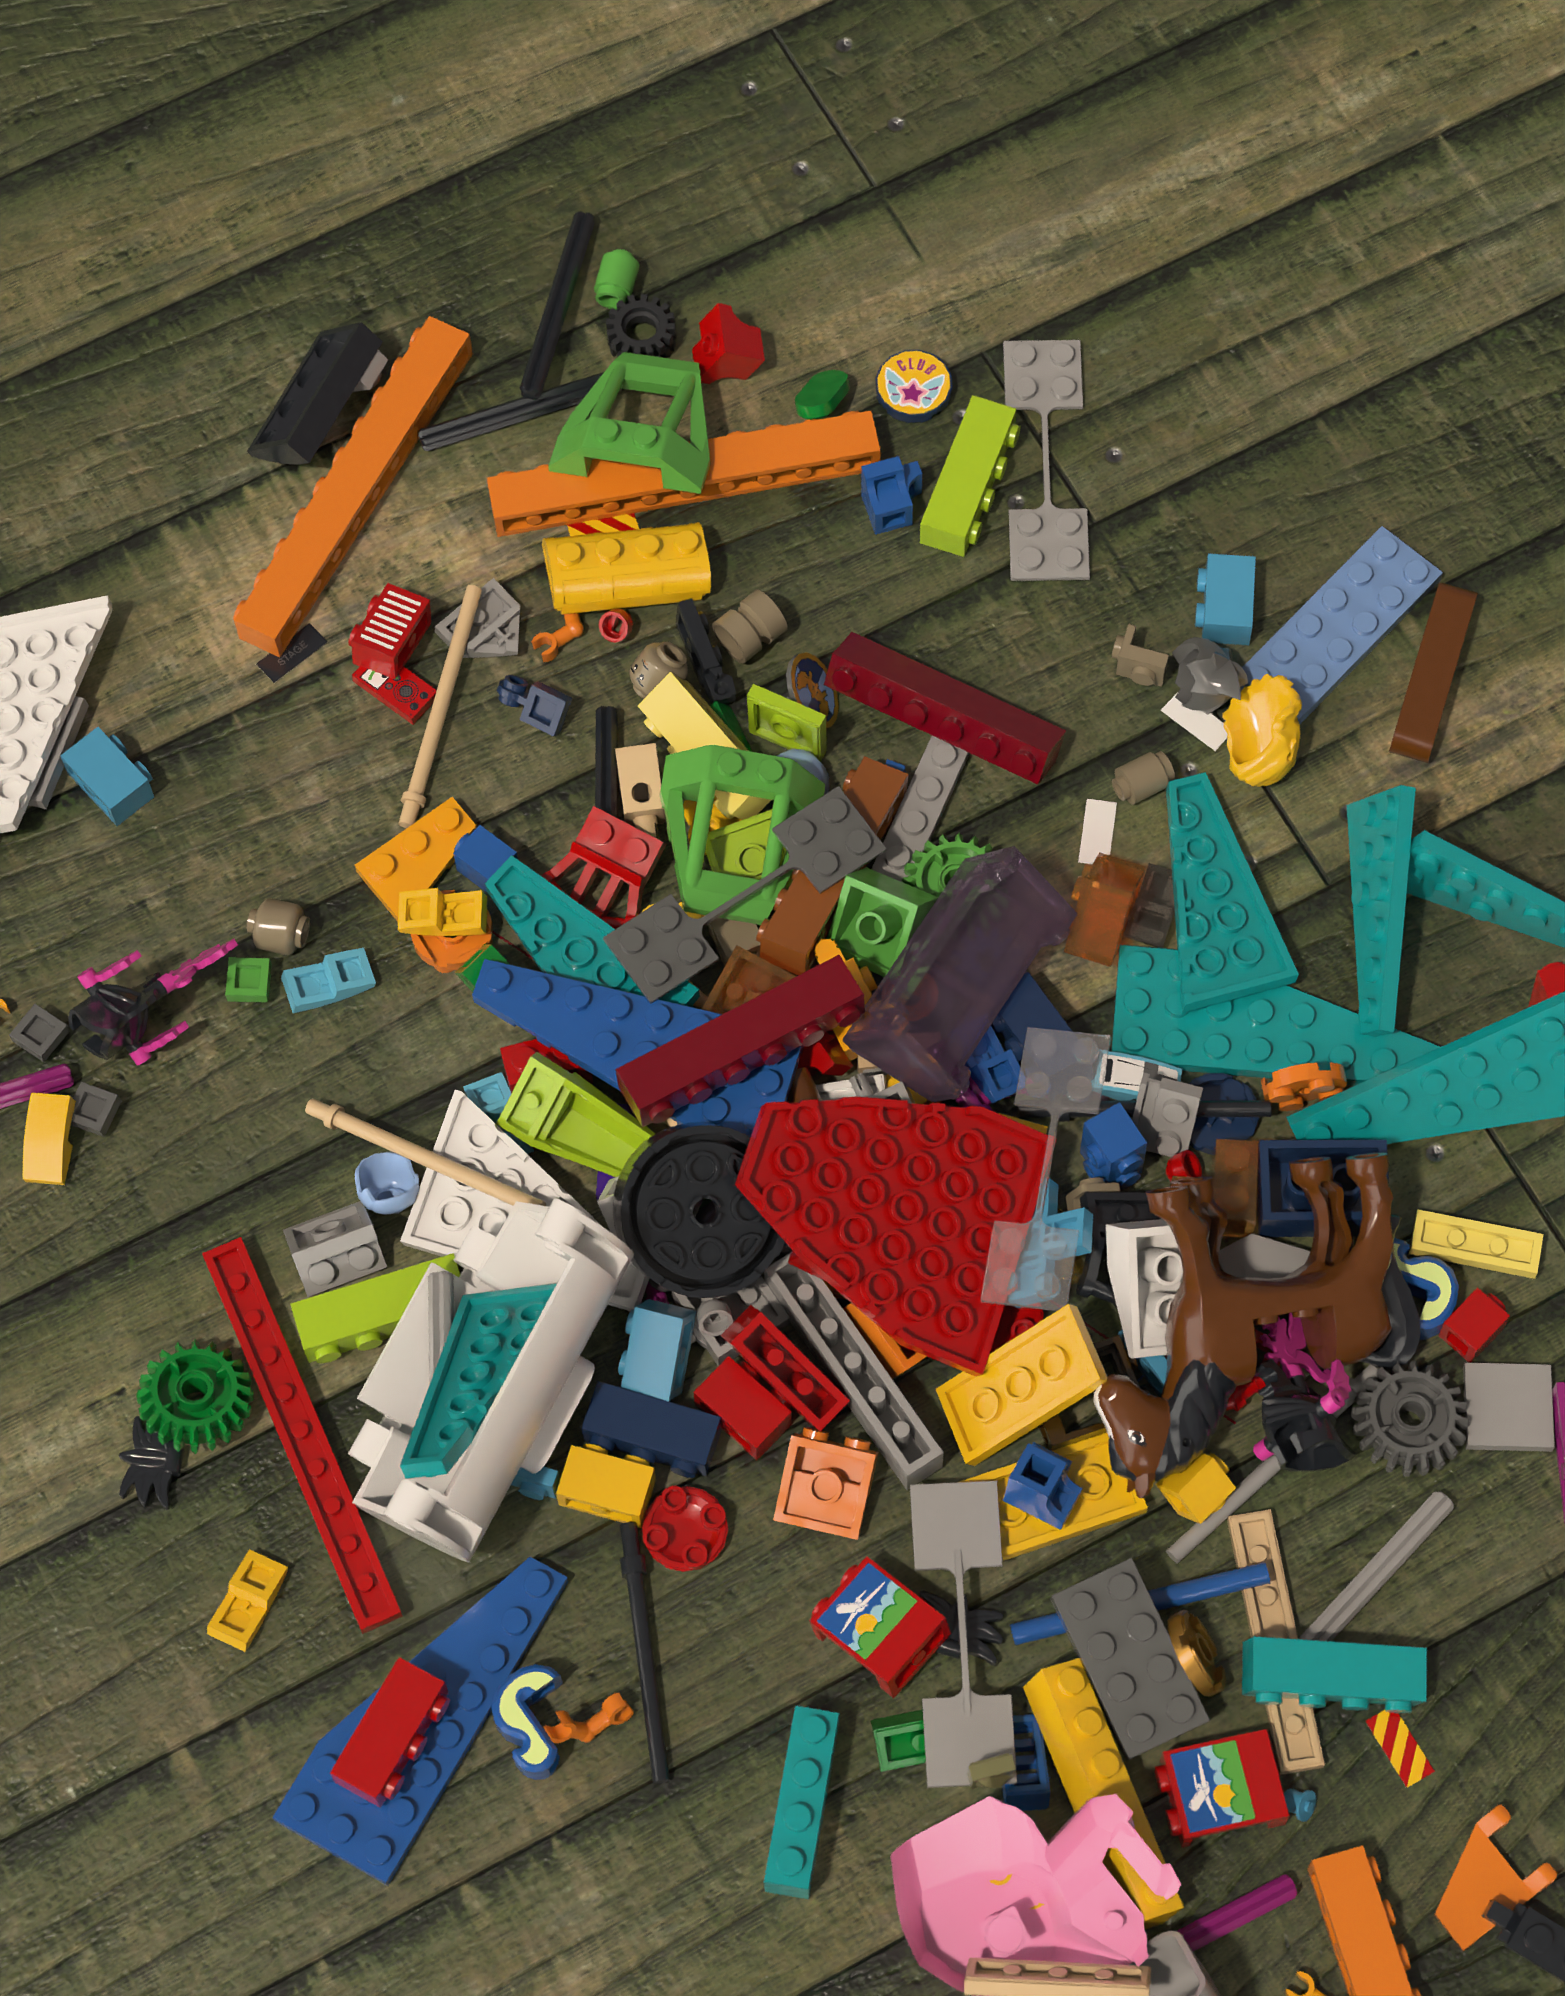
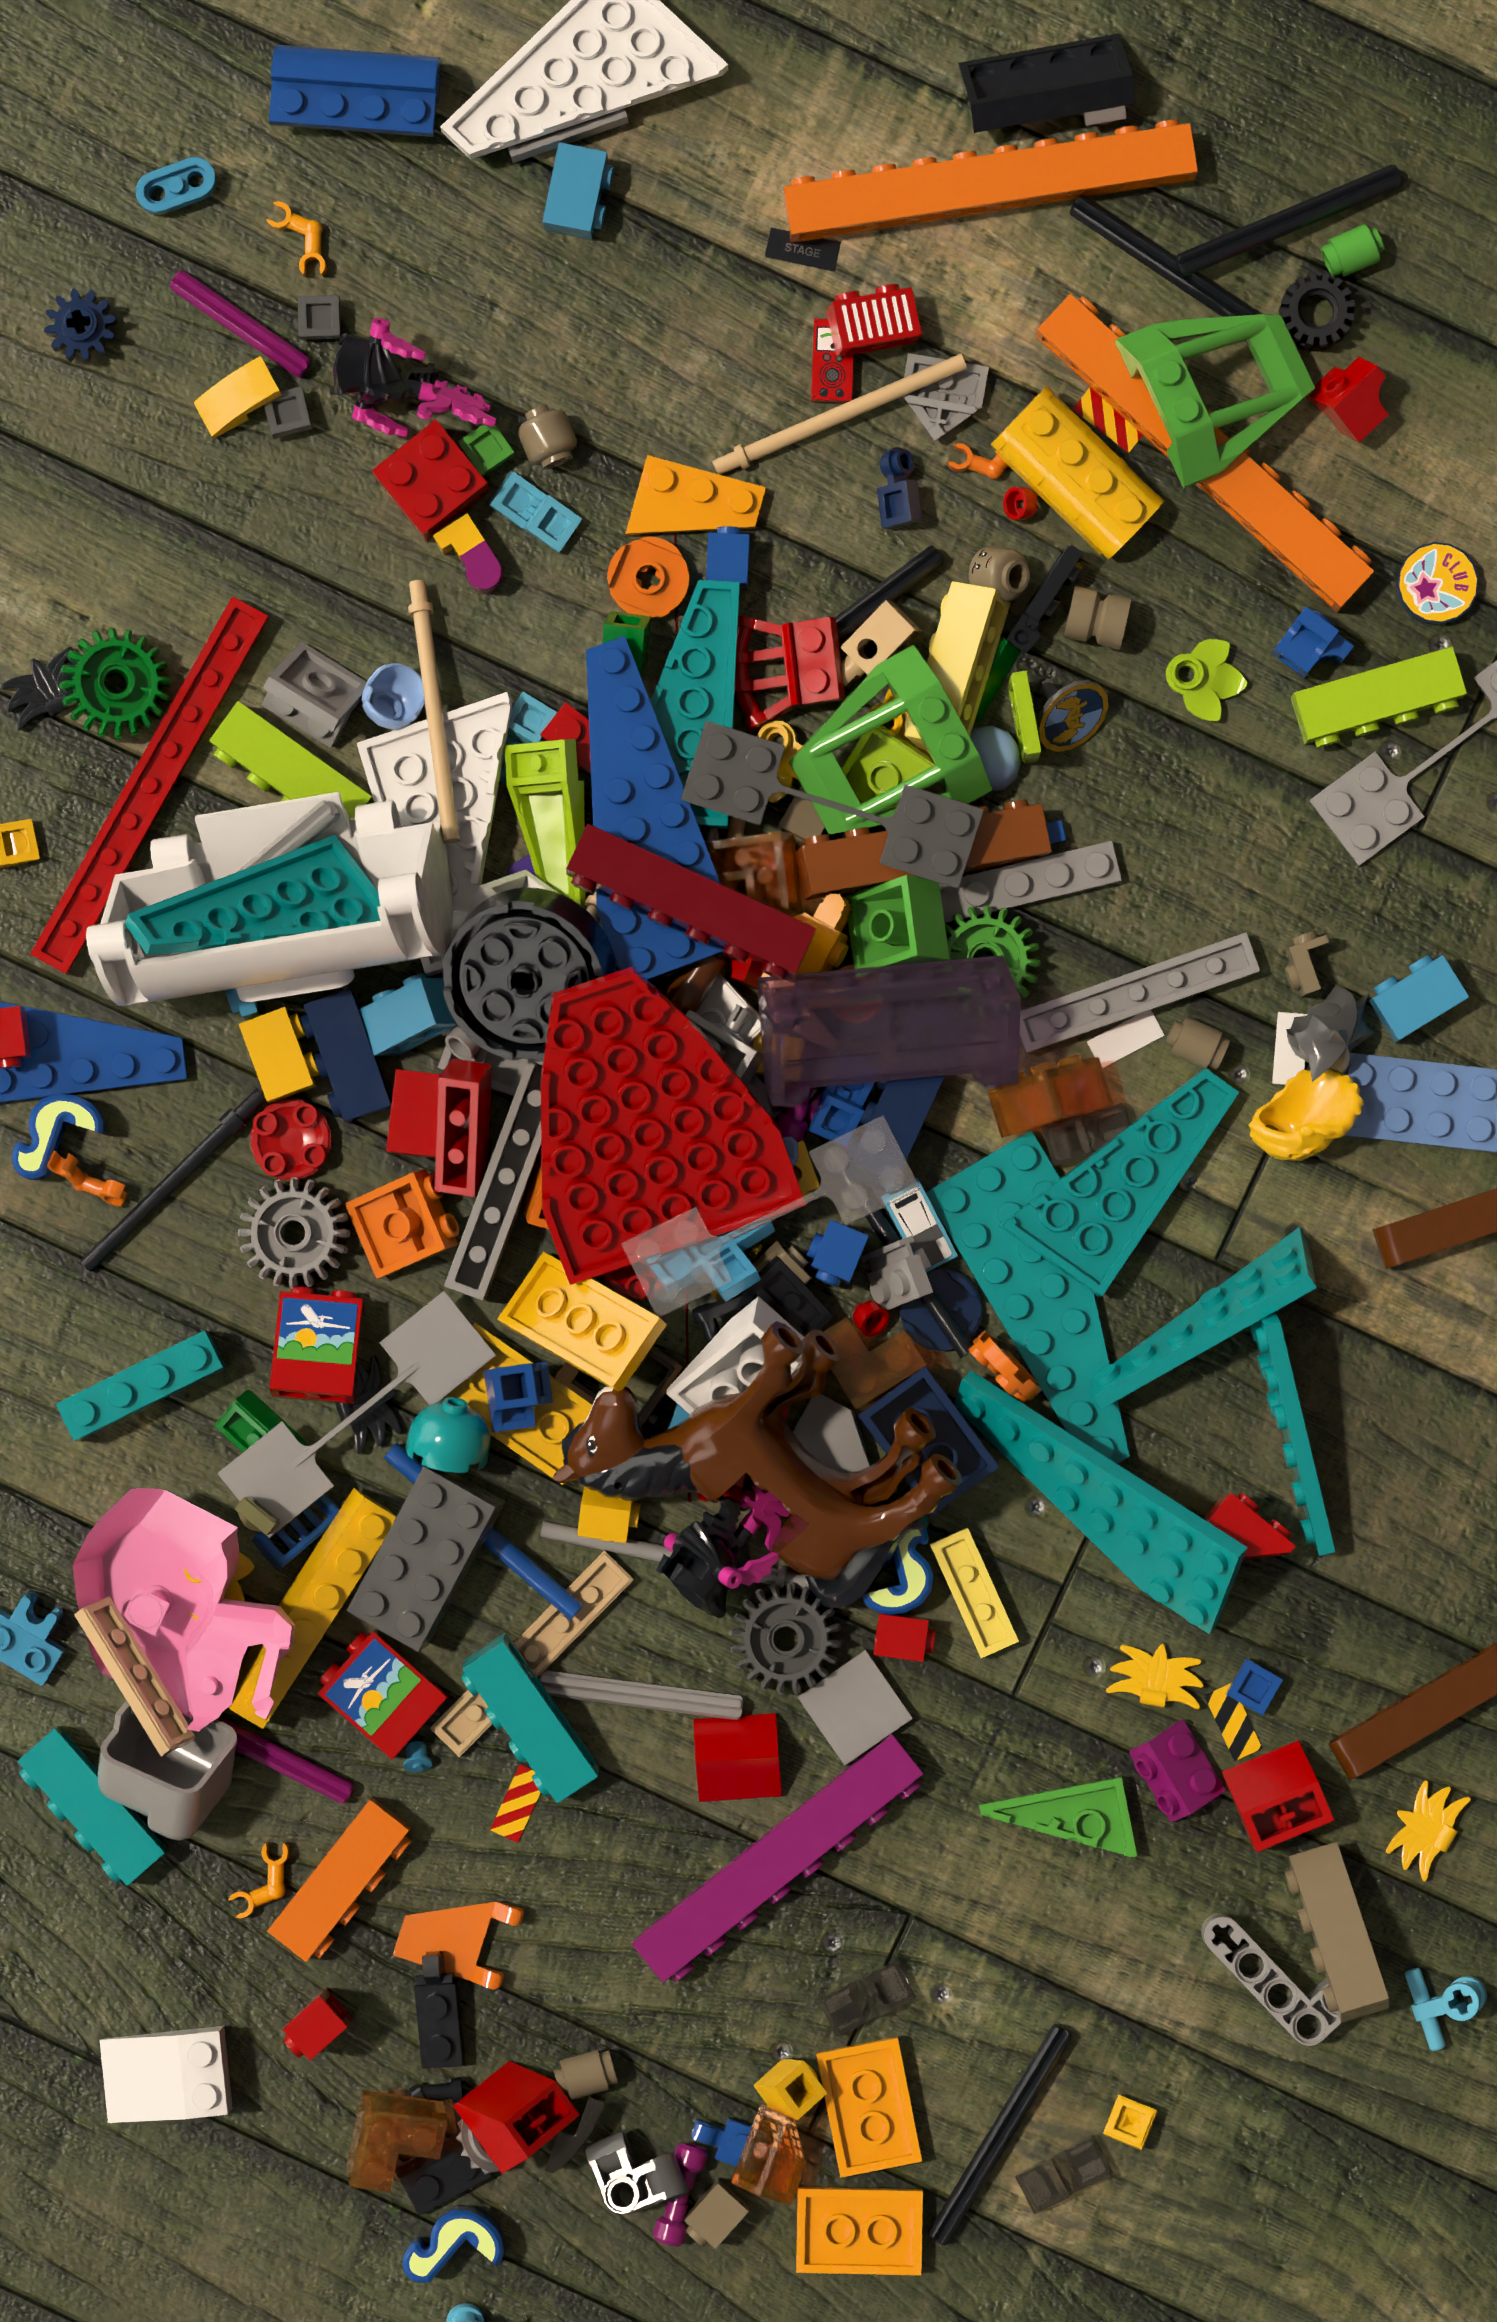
camera: 60 degrees right, 20 degrees up
(238, 1036) = (430, 480): none -> red brick
(322, 1047) = (480, 563): none -> leg
(442, 914) = (651, 563): yellow slope -> none
(760, 1554) = (276, 1214): none -> light grey gear
(822, 394) = (1365, 514): green tile -> none
(861, 585) = (1211, 681): none -> lime plate
(944, 707) = (1138, 835): dark red brick -> none
(1038, 1563) = (449, 1436): none -> teal cylinder
(1072, 783) = (1137, 992): none -> light grey plate
(1196, 1652) = (466, 1602): pearl gold tile -> none
(1487, 1531) = (737, 1757): none -> red slope

